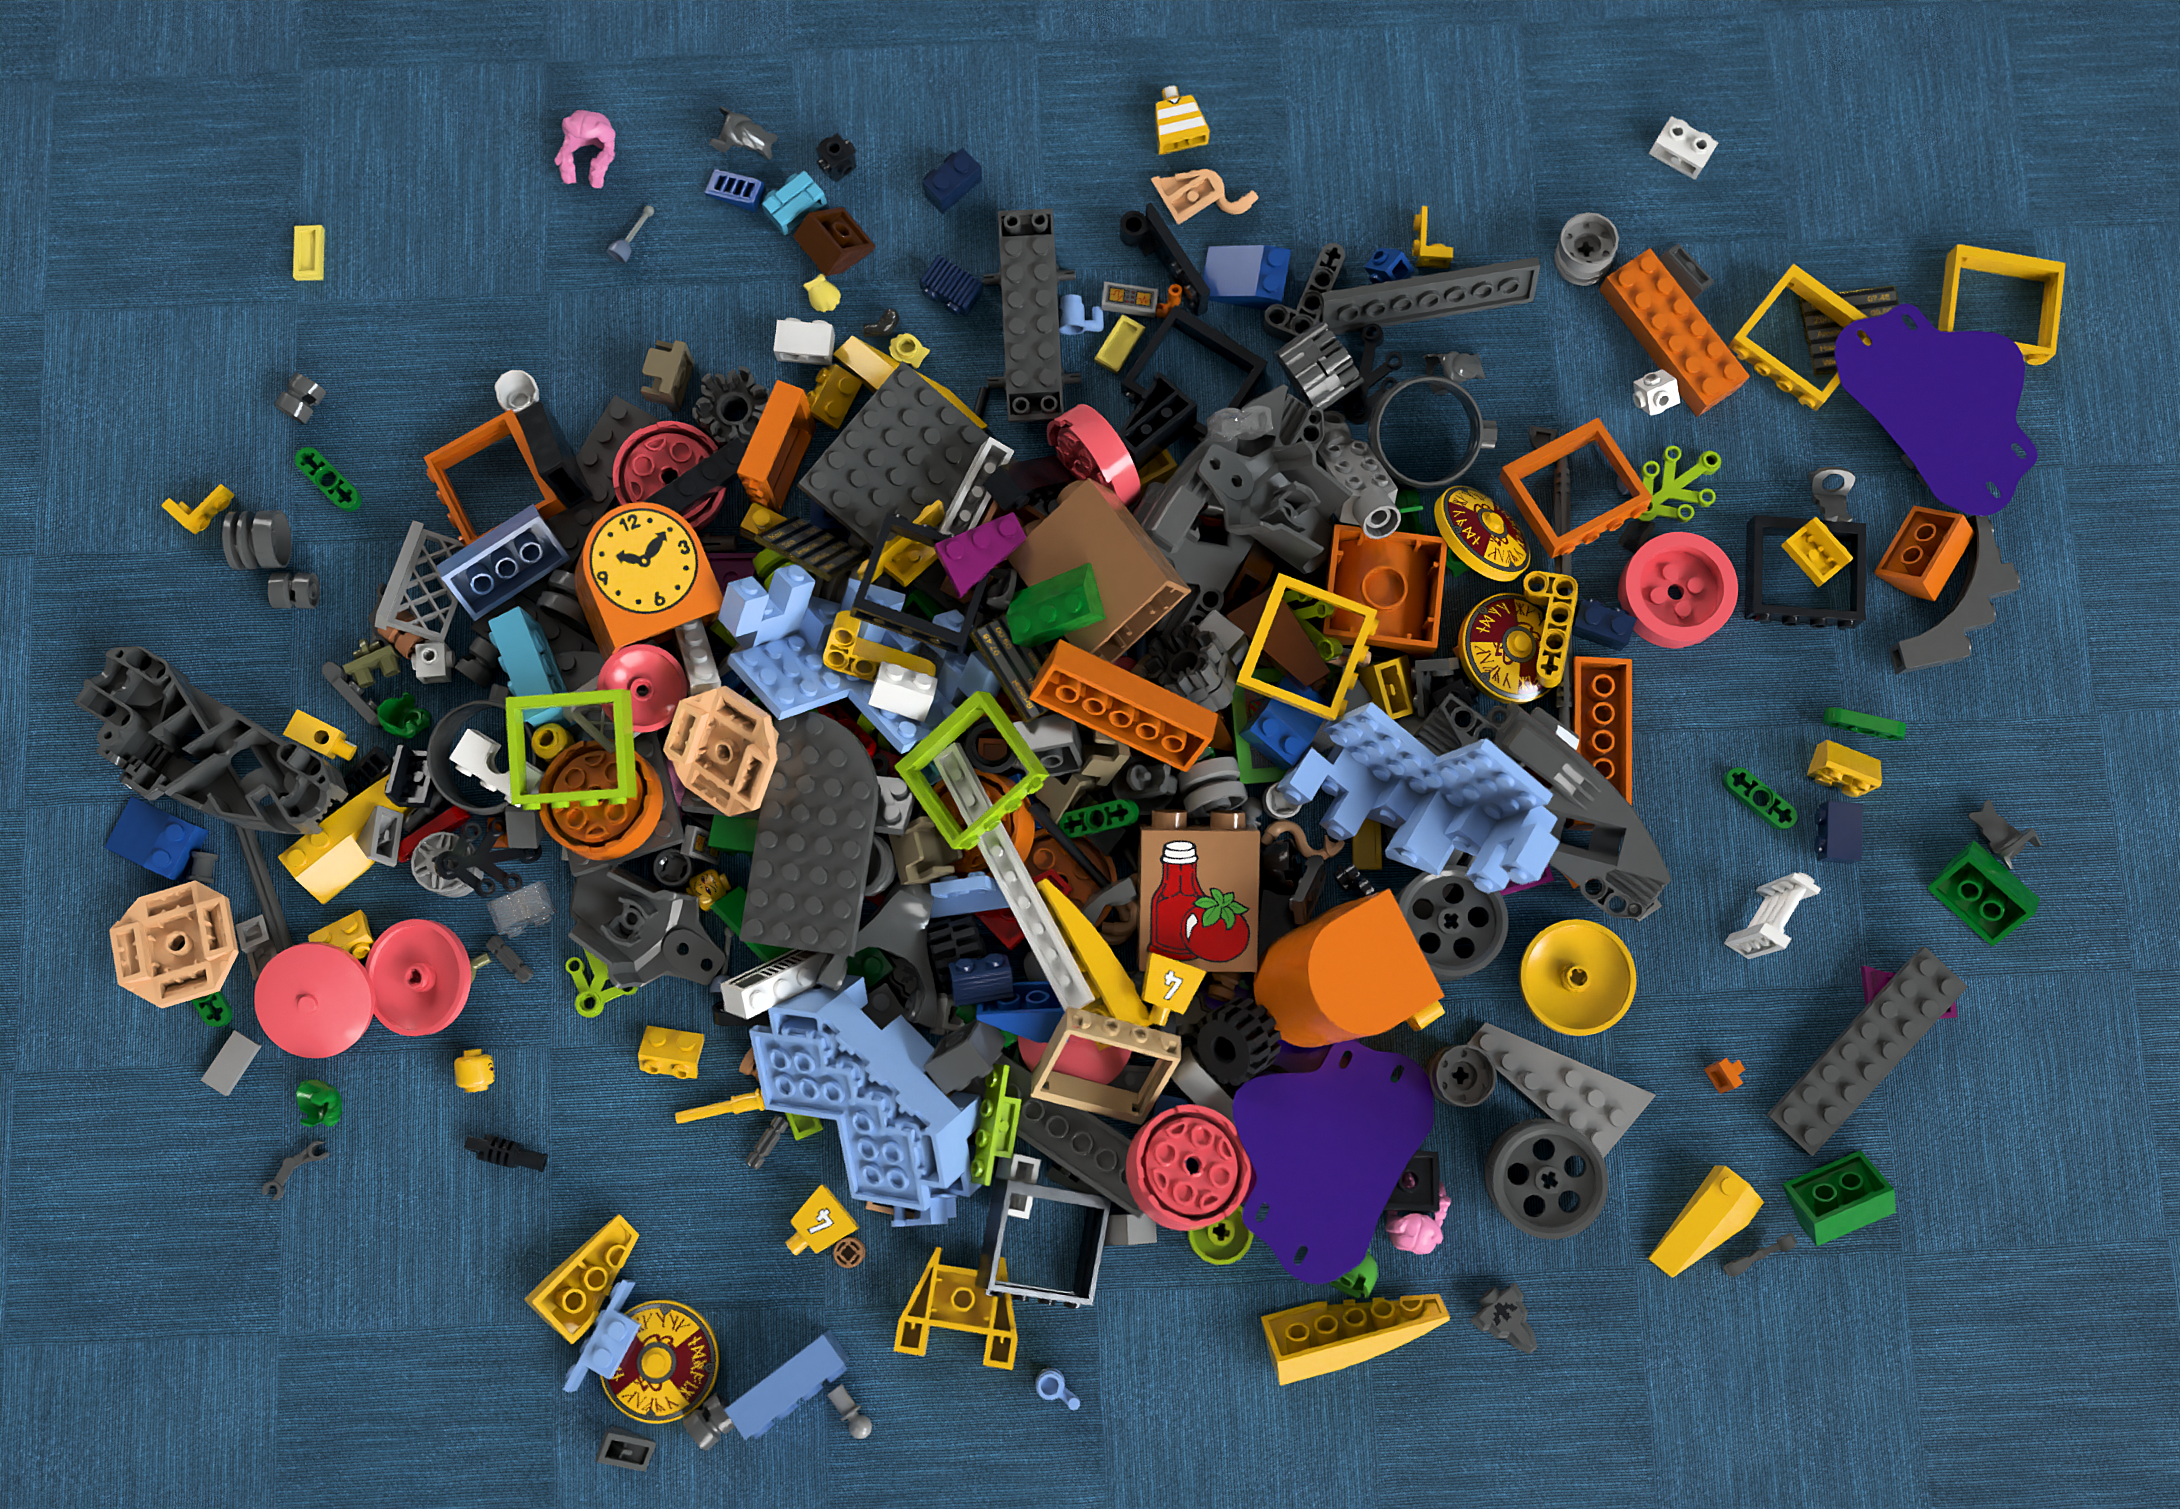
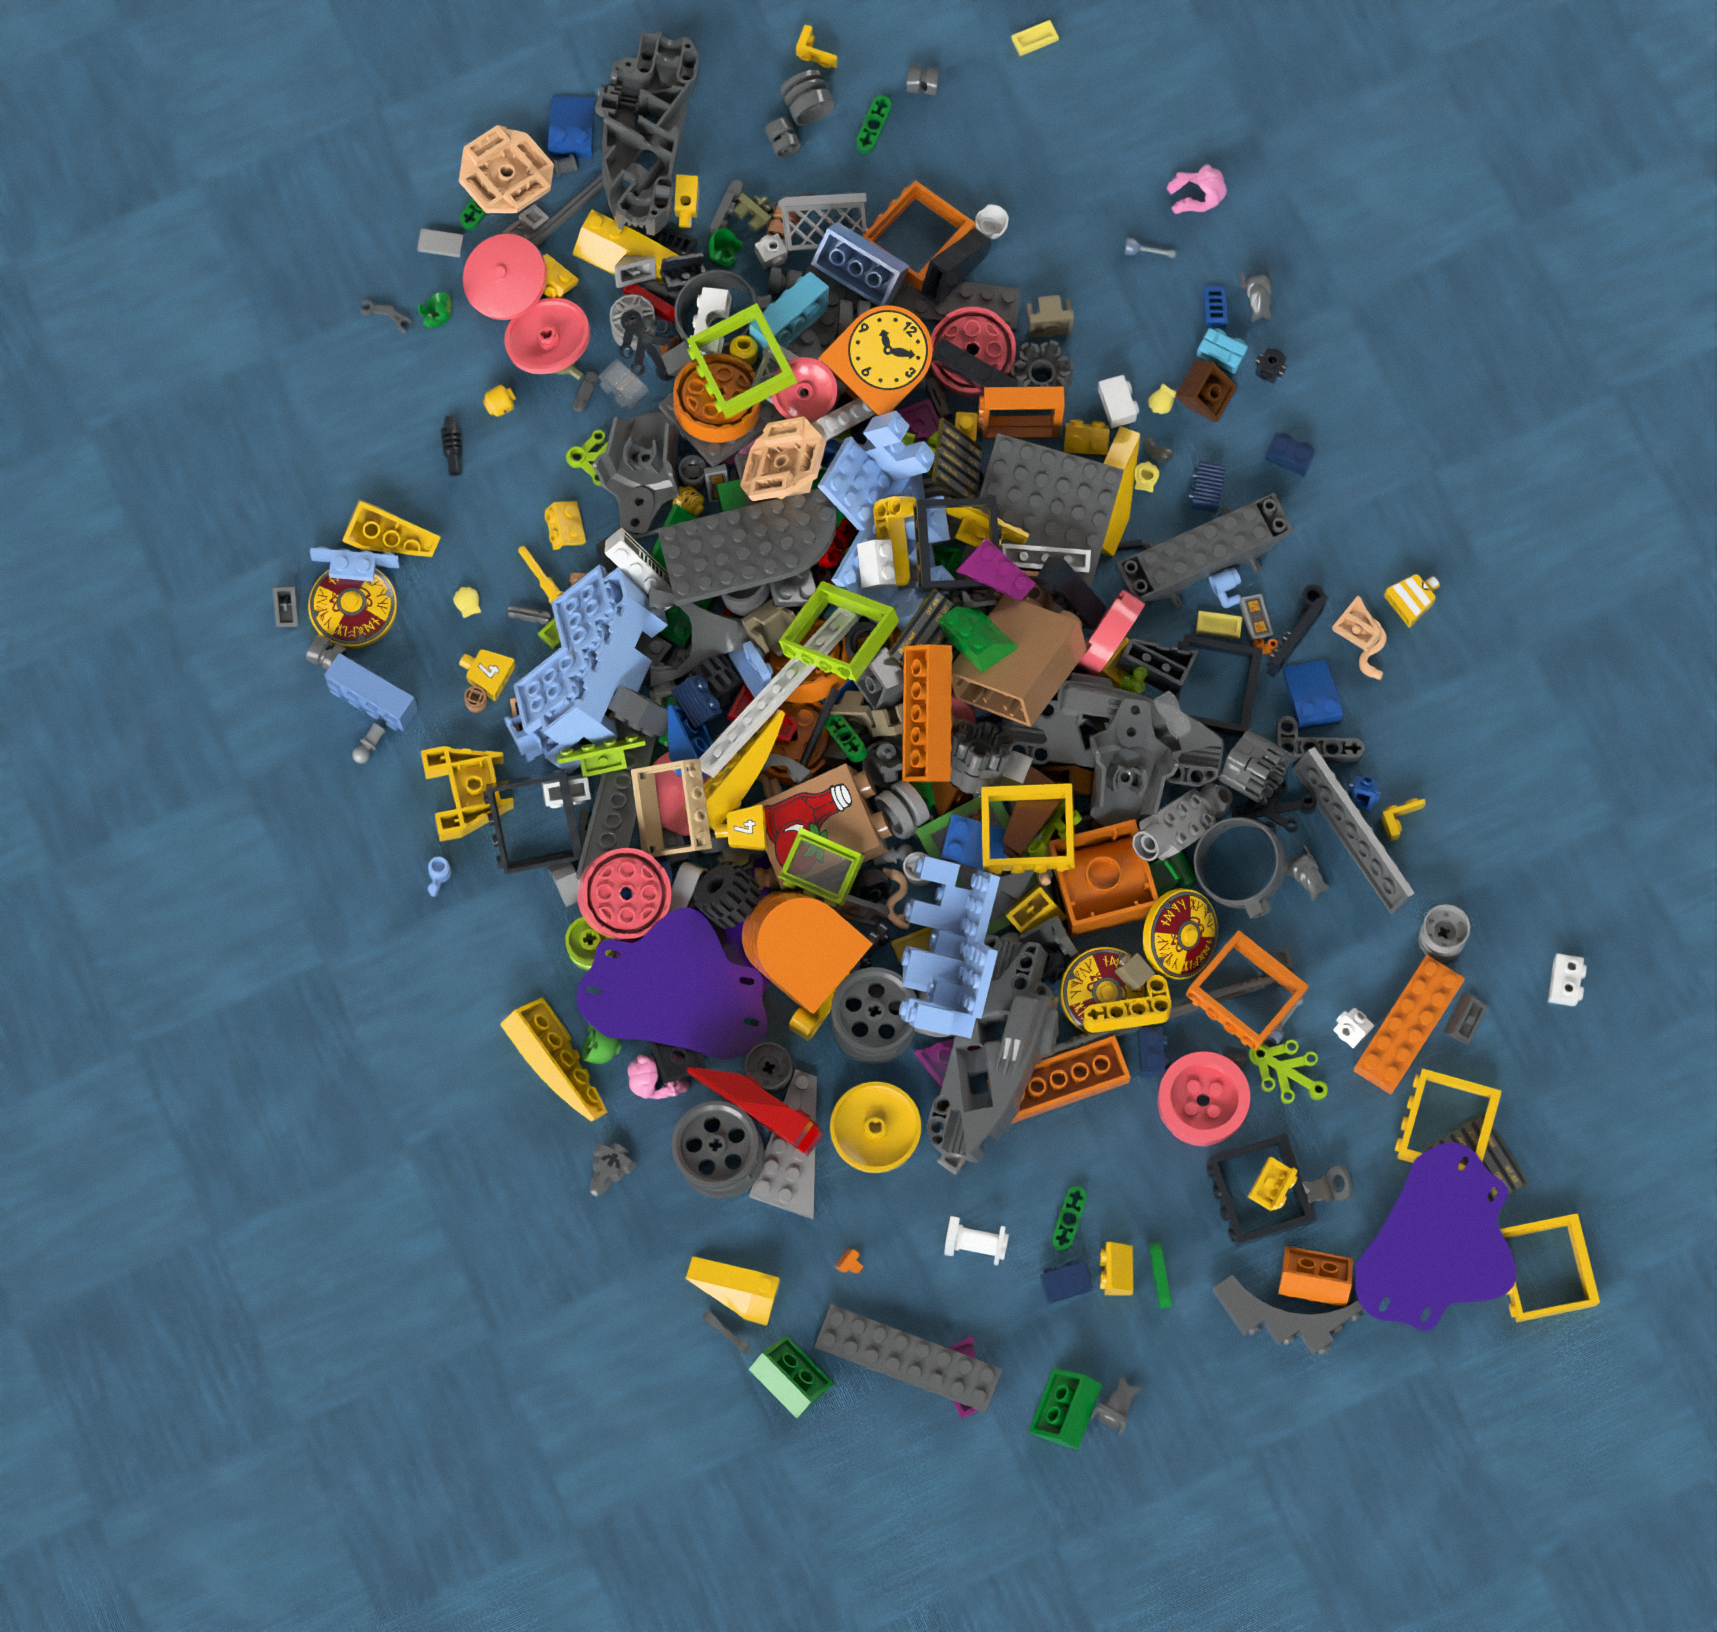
camera: 70 degrees right, 5 degrees down
(716, 1213) = (467, 601): none -> light yellow animal
(1166, 457) = (1133, 682): none -> clear neon green plate
(1258, 914) = (821, 867): none -> window
(1511, 602) = (1133, 971): none -> dark tan brick
(1524, 1107) = (762, 1107): none -> red wedge

